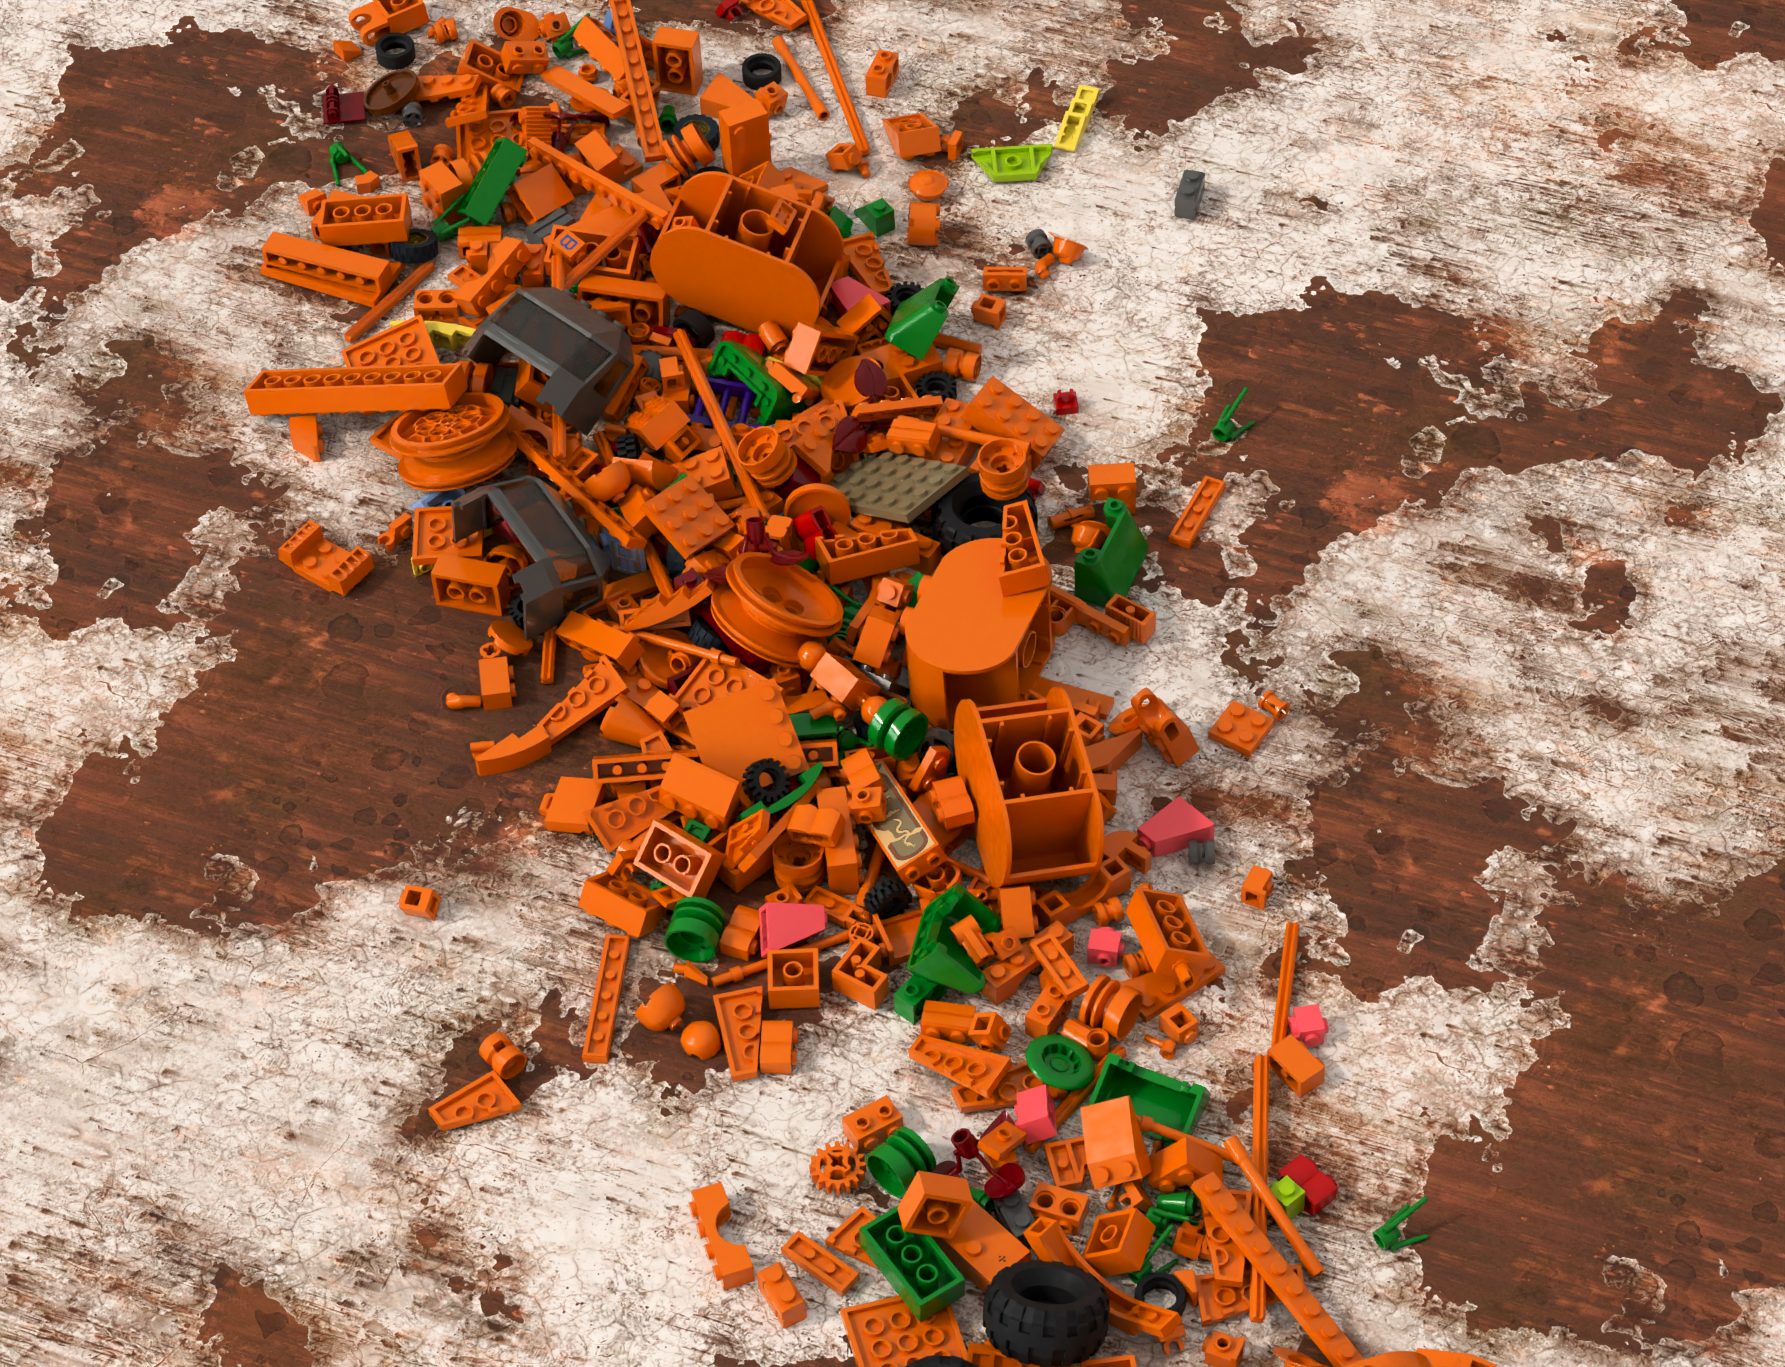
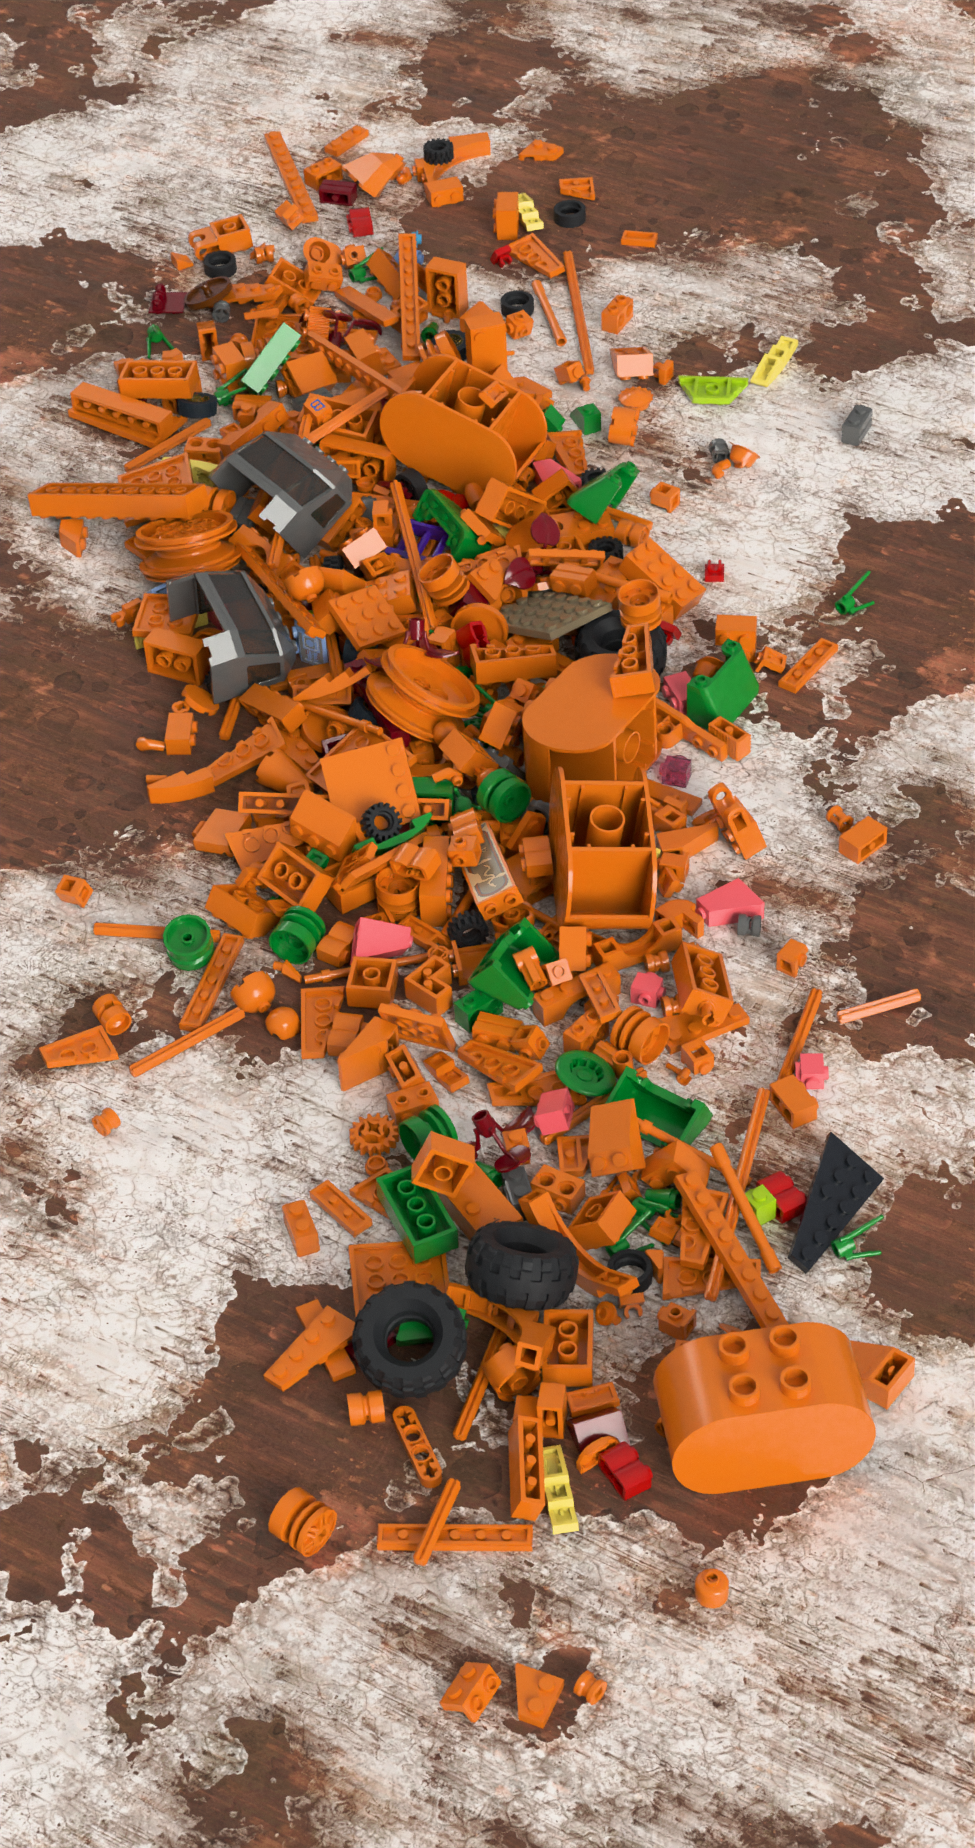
camera: 10 degrees right, 5 degrees down
(324, 561) = (62, 629): orange plate -> none
(528, 942) = (138, 931): none -> orange axle
(528, 1191) = (106, 1121): none -> orange wheel
(571, 954) = (188, 942): none -> green wheel
(595, 1077) = (186, 1041): none -> orange axle
(665, 710) = (310, 765): orange brick -> none
(681, 94) = (446, 316): none -> orange hand
(731, 1261) = (265, 1195): orange arch -> none
(812, 1068) = (367, 1052): none -> orange slope
(847, 1205) = (375, 1164): none -> orange plate
(856, 1082) = (404, 1067): none -> orange brick
(861, 1030) = (419, 1027): none -> orange plate
(899, 1078) = (444, 1071): none -> orange slope
(1001, 1140) = (517, 1125): orange plate -> none
(1005, 279) = (684, 474): orange bracket -> none
(1062, 562) = (675, 690): none -> coral brick
(1070, 517) = (684, 659): orange pin -> none
(1077, 666) = (676, 771): none -> clear pink brick
(1145, 1352) = (607, 1314): none -> orange plate
(1154, 510) = (771, 659): none -> orange bracket
(1241, 728) = (807, 834): orange plate -> none
(1305, 728) = (862, 839): none -> orange brick
(1364, 934) = (878, 1006): none -> axle
(1365, 1181) = (834, 1197): none -> black wing

